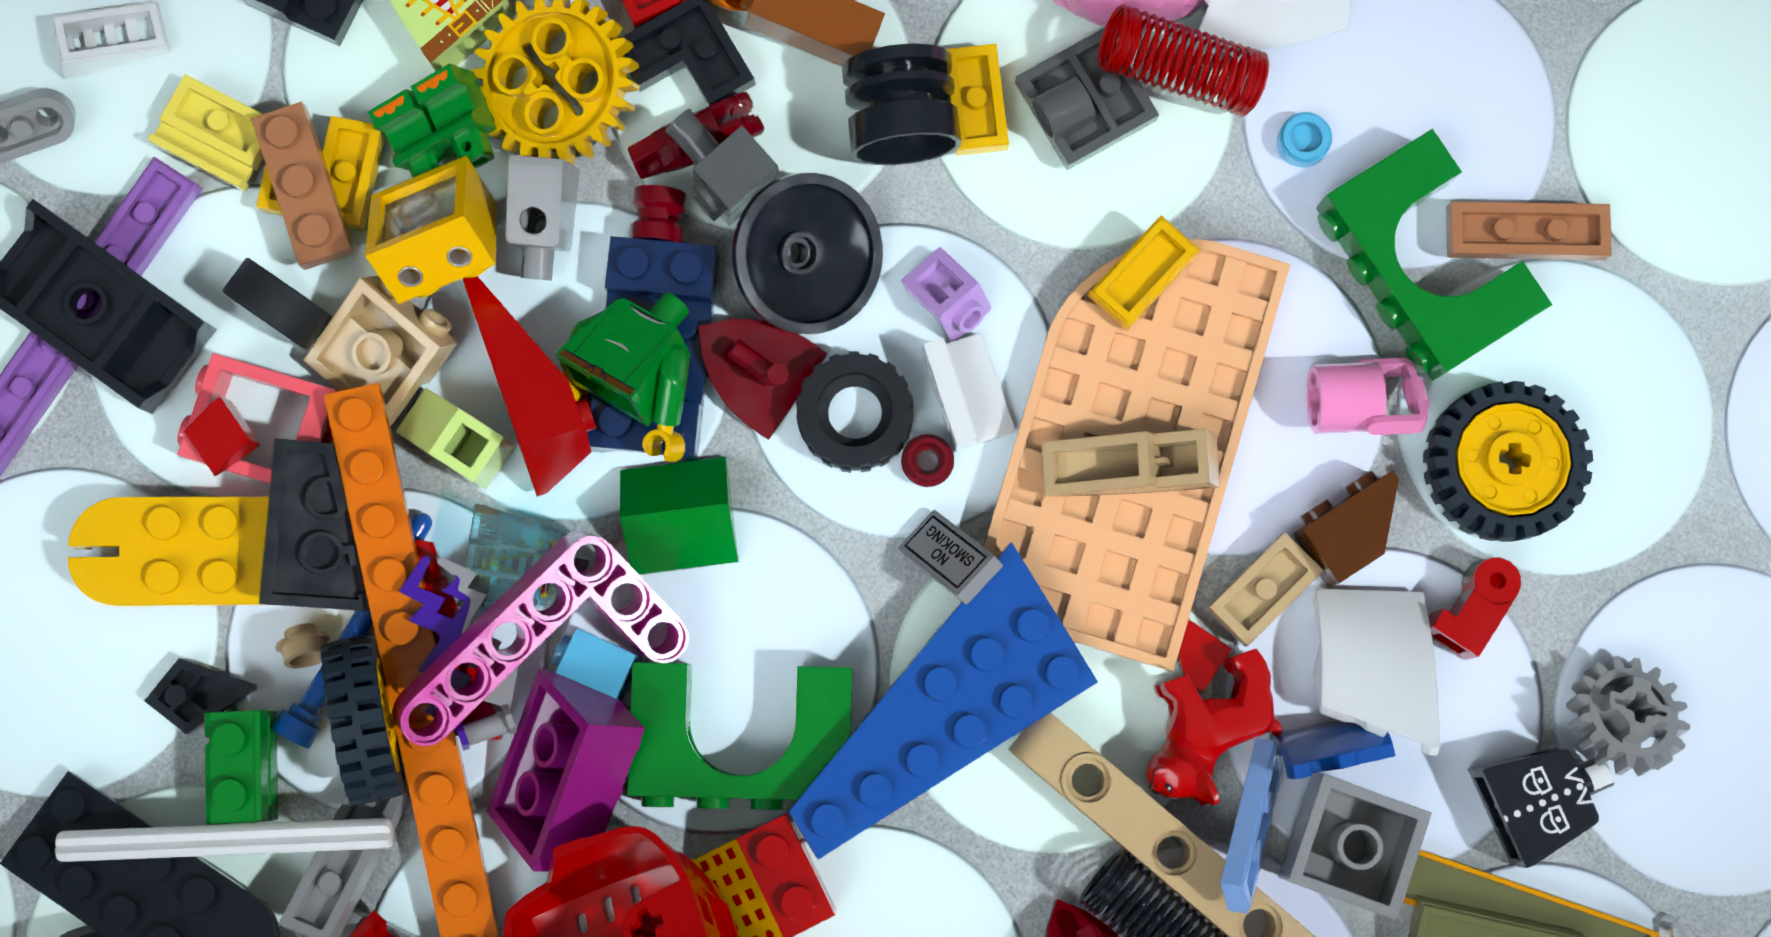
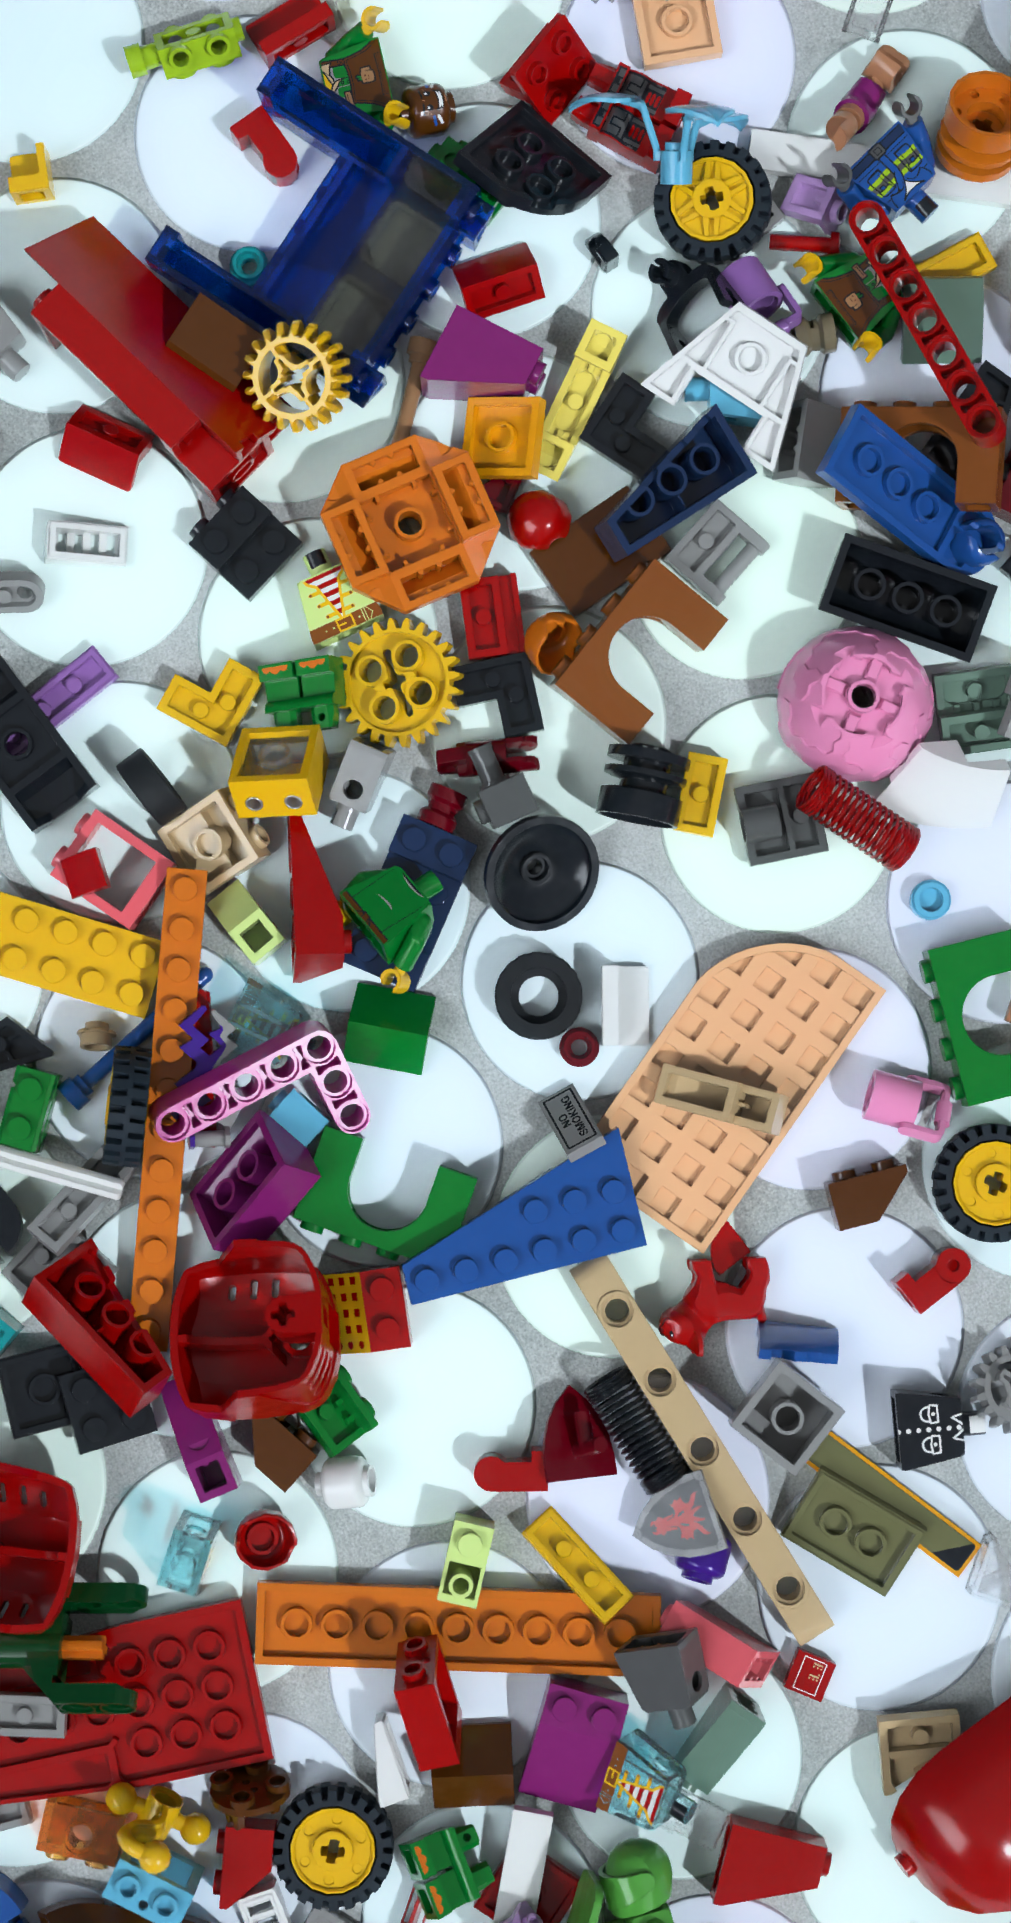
camera: 20 degrees right, 5 degrees up
(210, 132) = (141, 641): light yellow plate -> none
(302, 185) = (194, 705): nougat plate -> none
(308, 533) = (125, 964): black wing -> none
(757, 369) = (478, 941): dark red shield -> none
(947, 293) = (632, 931): lavender bracket -> none
(1143, 272) = (777, 963): yellow tile -> none
(1251, 826) = (720, 1379): light blue tile -> none
(1264, 589) = (788, 1217): tan plate -> none
(1378, 663) = (849, 1294): white slope -> none

